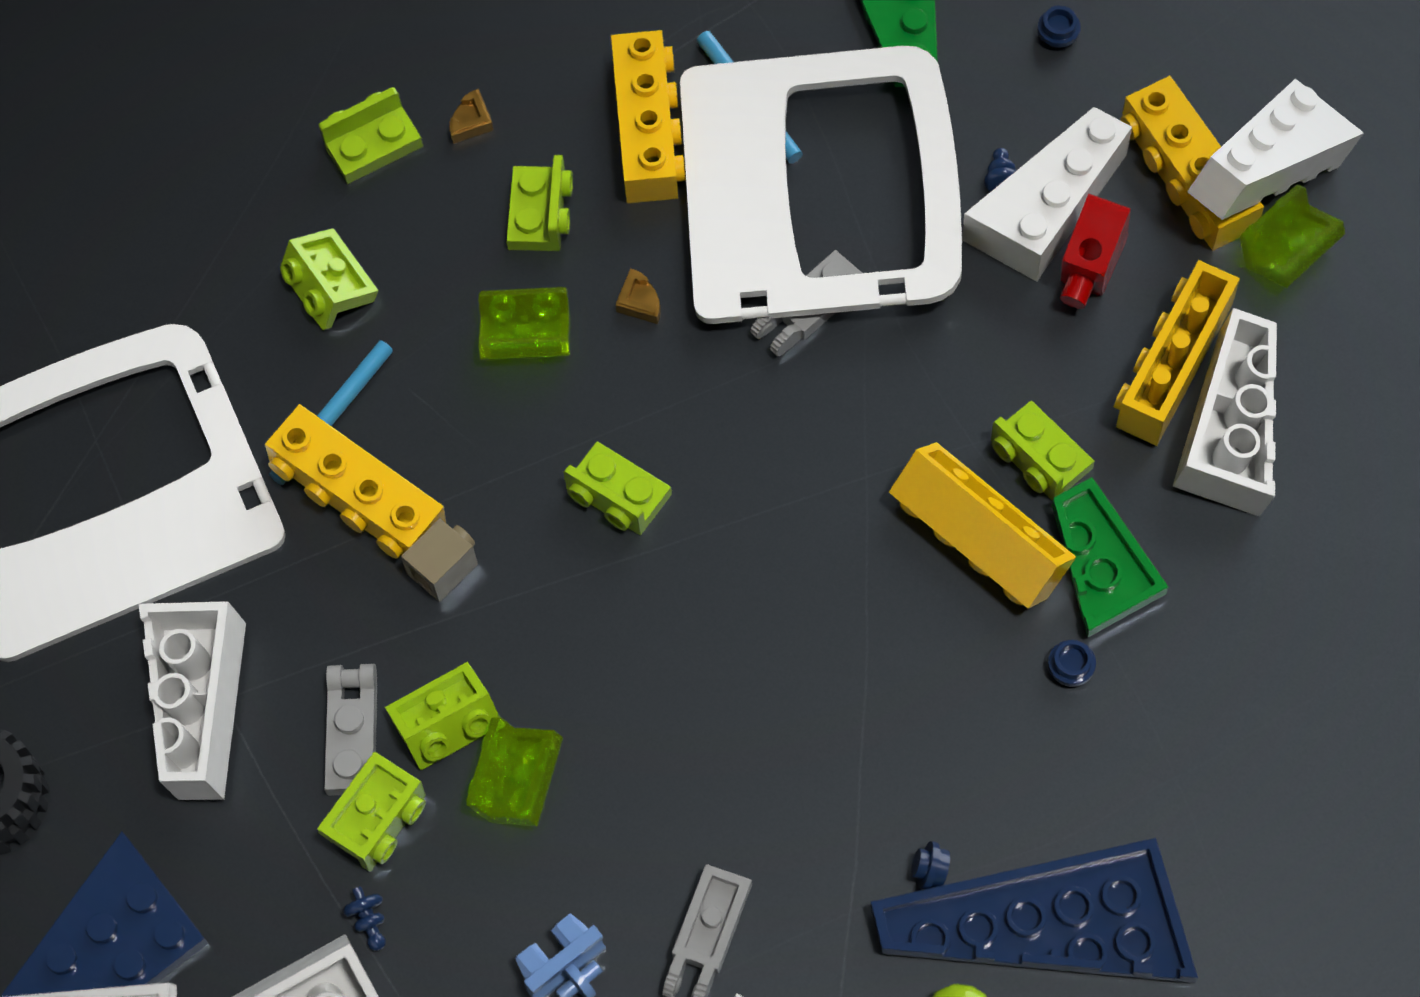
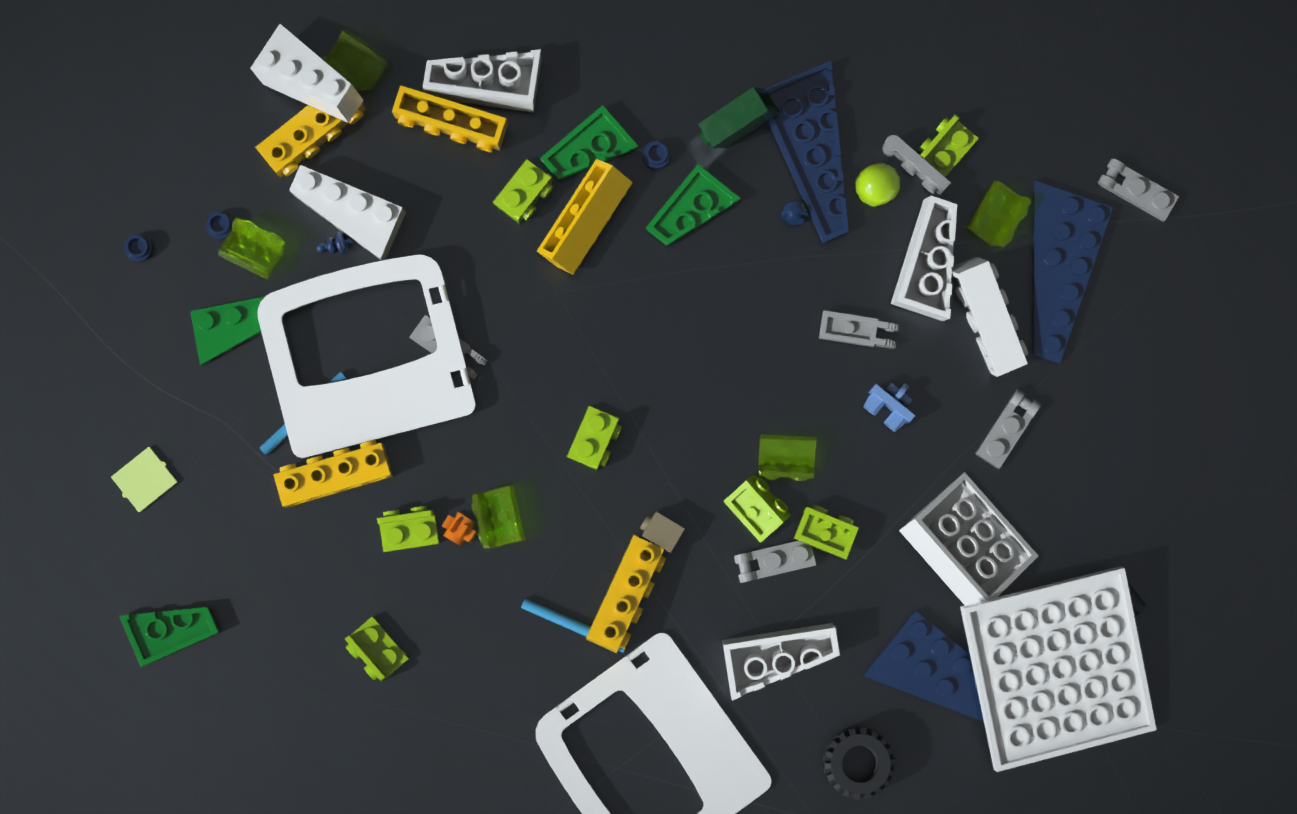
camera: 105 degrees left, 20 degrees up
(326, 276) = (483, 651): lime bracket -> none
(368, 919) = (886, 521): dark blue hair -> none
(470, 118) = (349, 589): pearl gold tile -> none
(520, 267) = (459, 528): none -> orange gear
(639, 298) = (461, 452): pearl gold tile -> none
(973, 699) = (690, 206): none -> green wing
(1011, 60) = (252, 248): none -> clear neon green bracket
(1093, 250) = (378, 174): red torso -> none
(1111, 787) = (738, 118): none -> dark green brick

